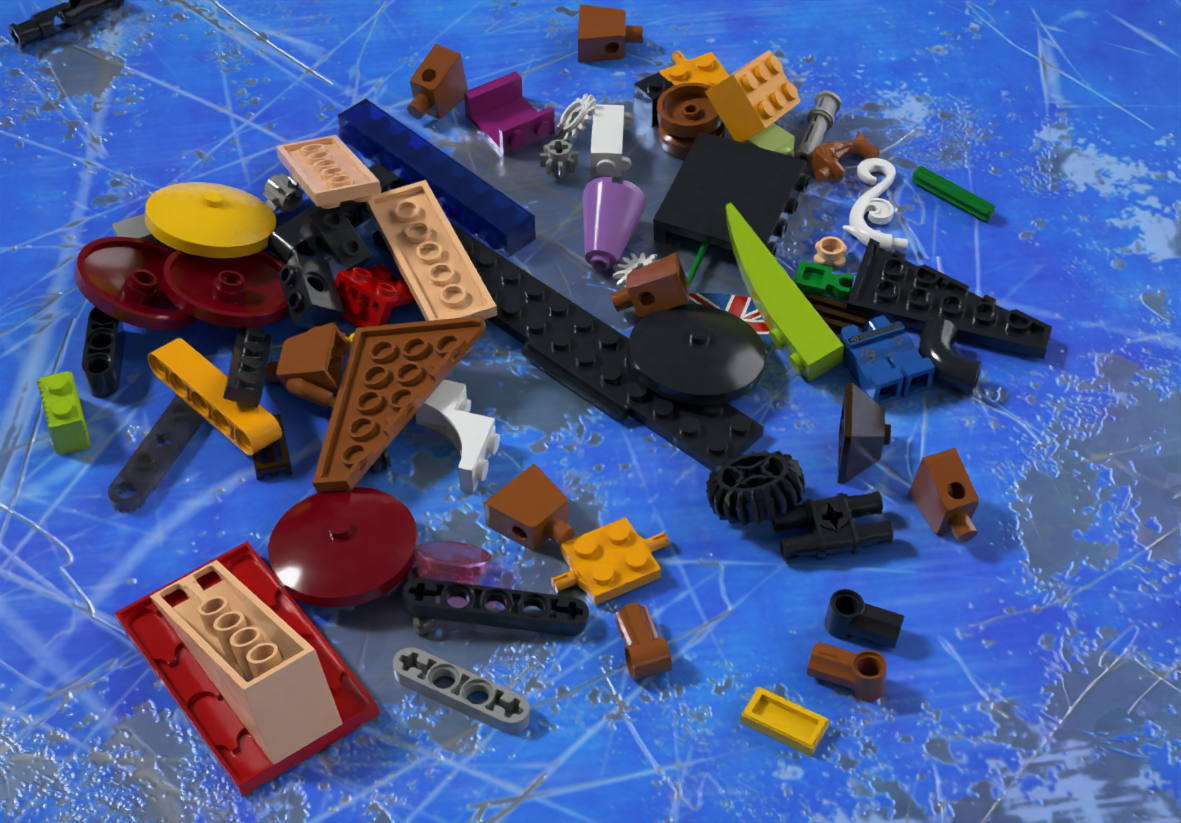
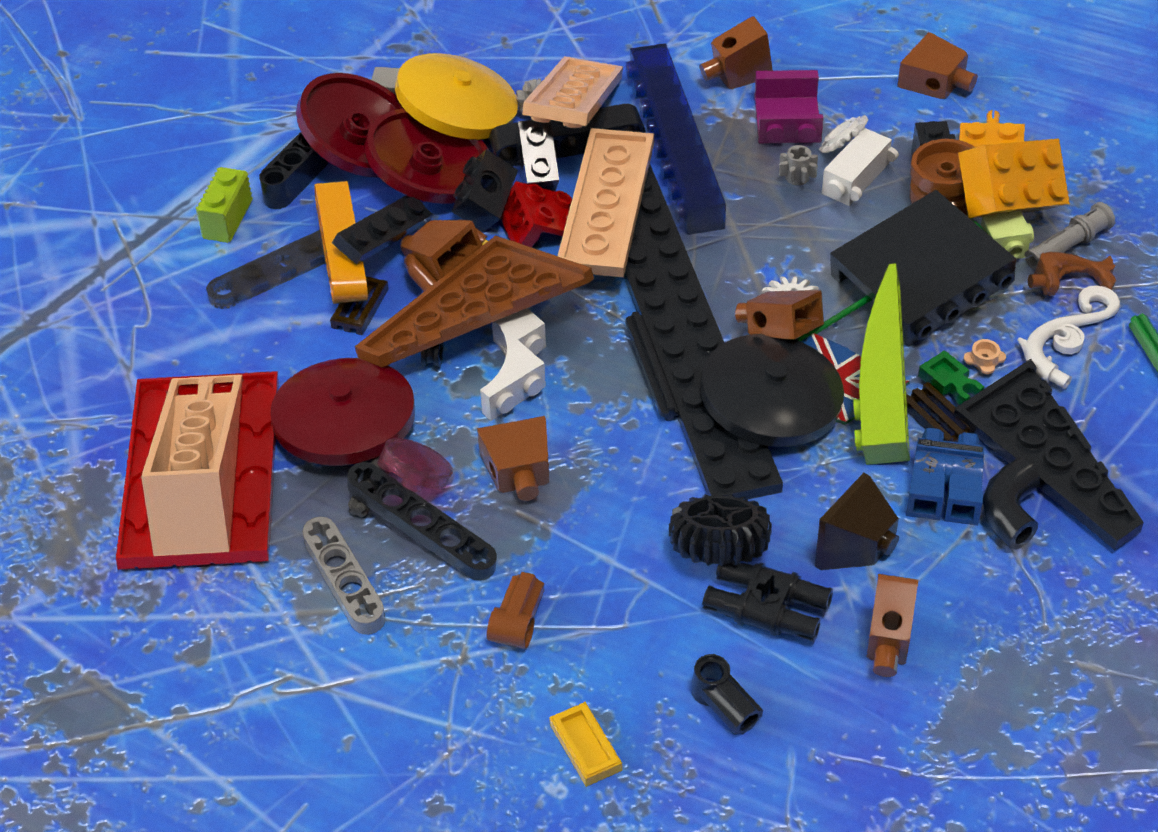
camera: 35 degrees right, 0 degrees up
(609, 219) = (791, 238): medium lavender cone -> none
(610, 561) = (551, 532): light orange plate -> none
(849, 670) = (673, 729): dark orange piece -> none

